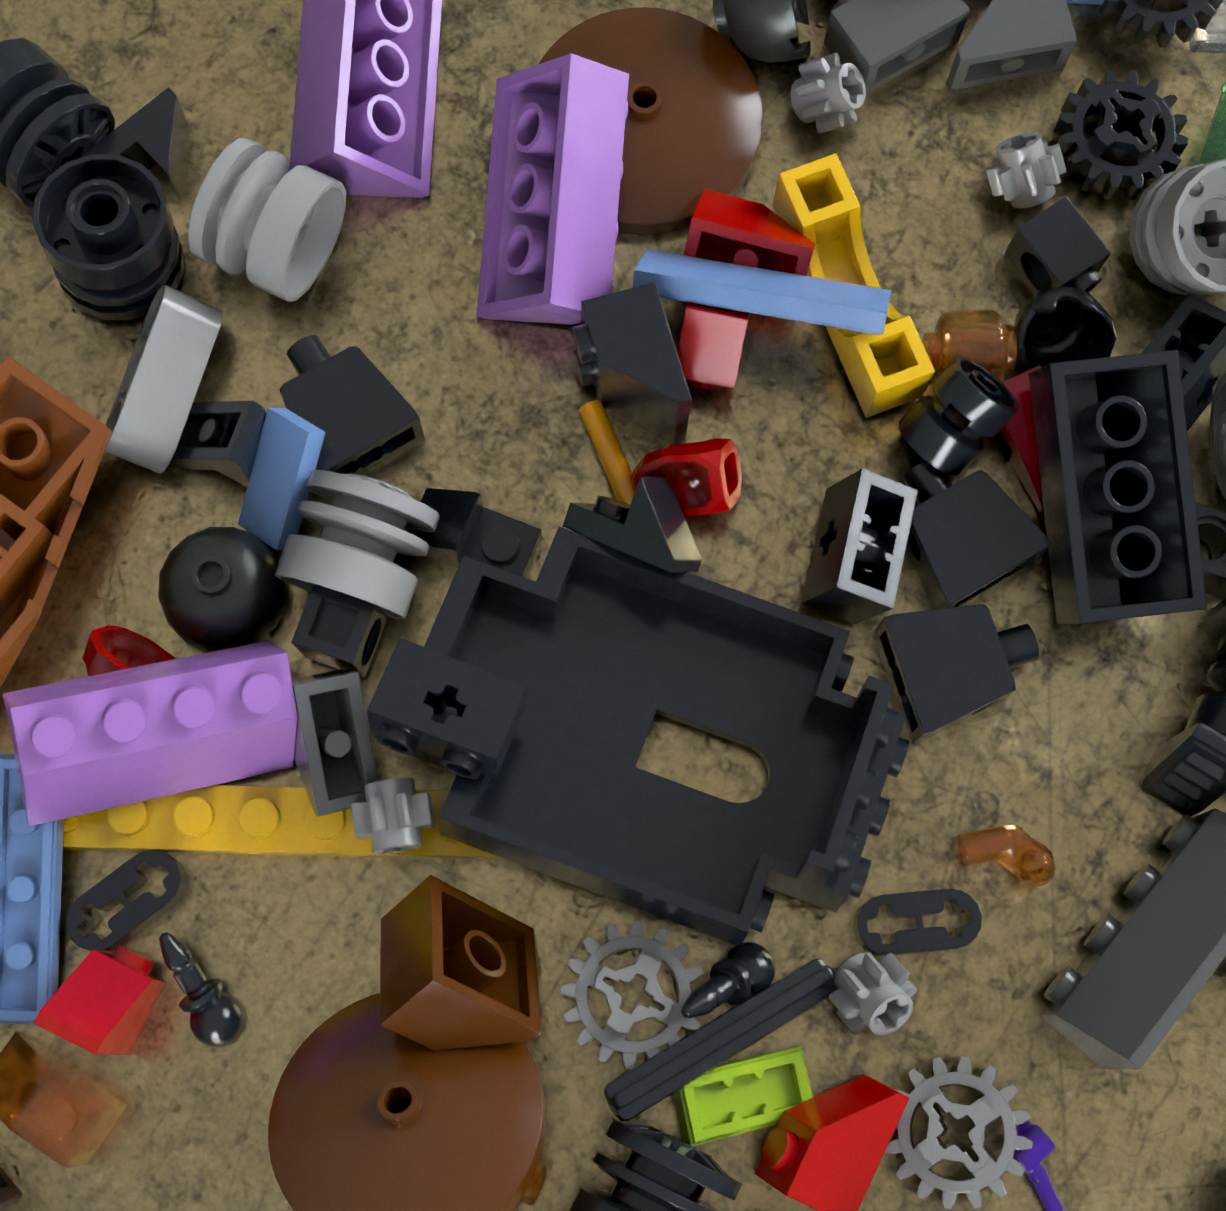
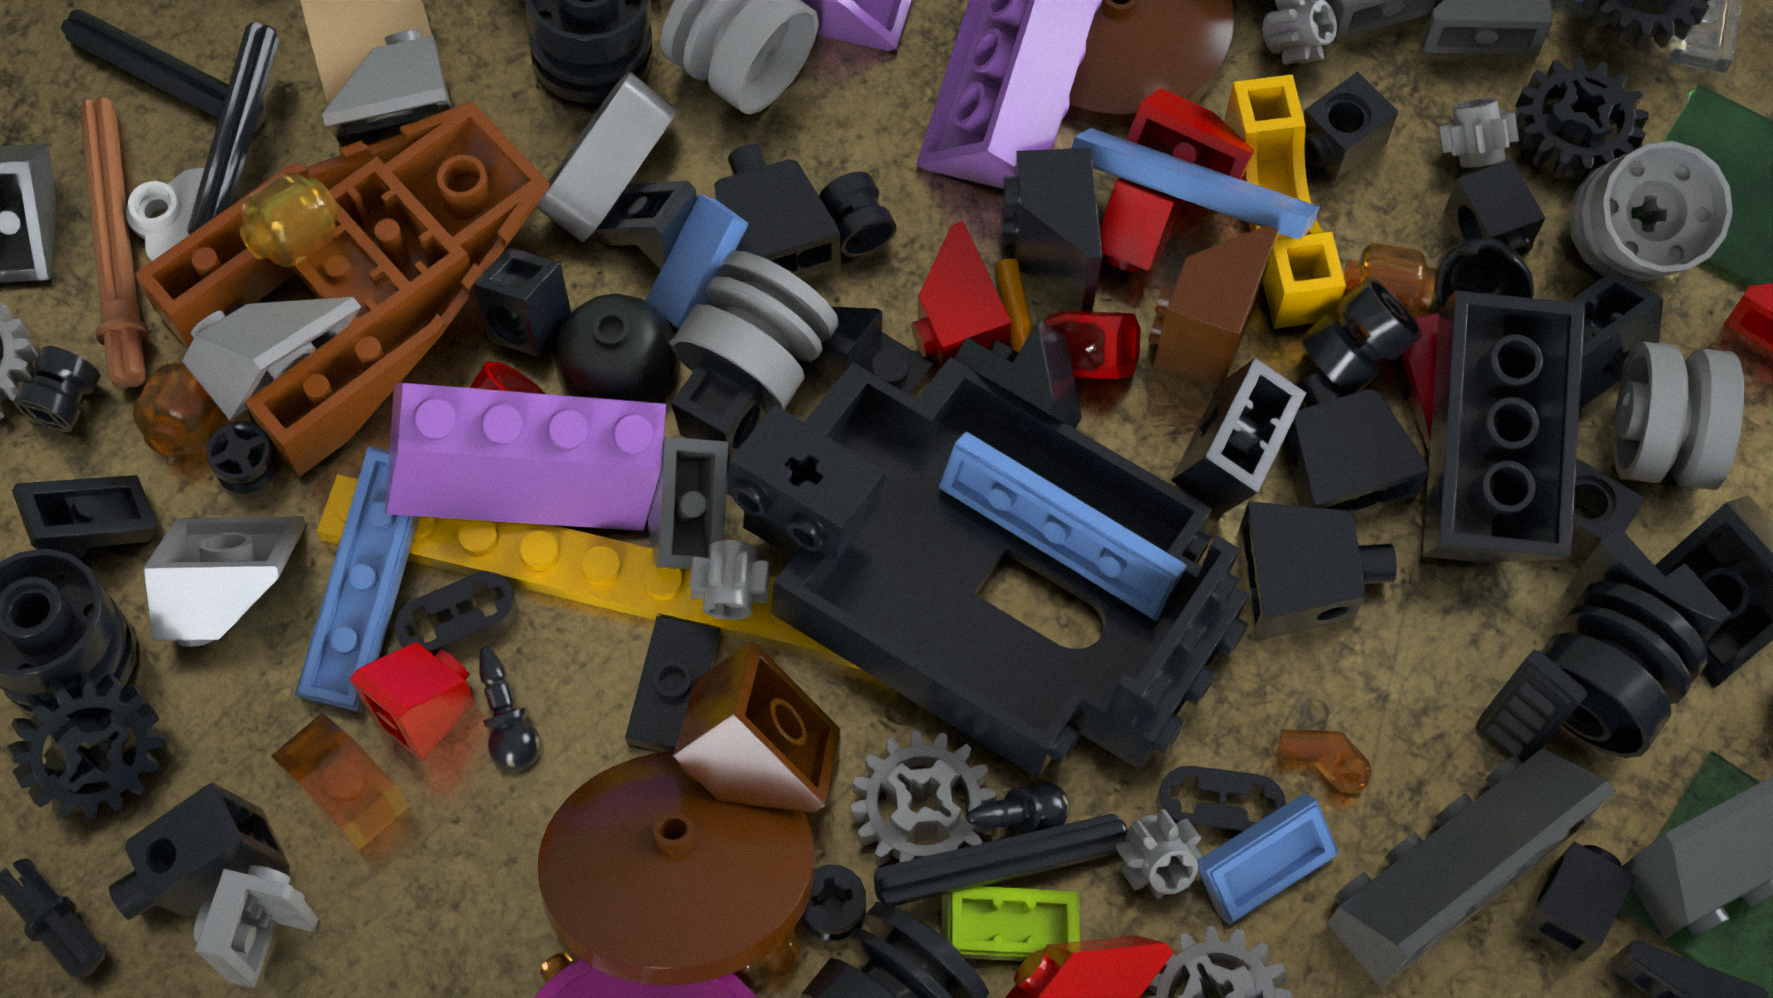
camera: 15 degrees right, 10 degrees down
(114, 557) = (523, 301): none -> black brick
(356, 900) = (674, 660): none -> black plate
(430, 386) = (856, 211): none -> black wheel
(553, 462) = (958, 301): none -> red slope
(571, 1101) = (835, 918): none -> black wheel
(707, 682) = (1062, 526): none -> medium blue tile
(806, 424) = (1210, 306): none -> reddish brown slope
(907, 171) = (1359, 110): none -> black brick
(973, 971) = (1267, 858): none -> medium blue tile

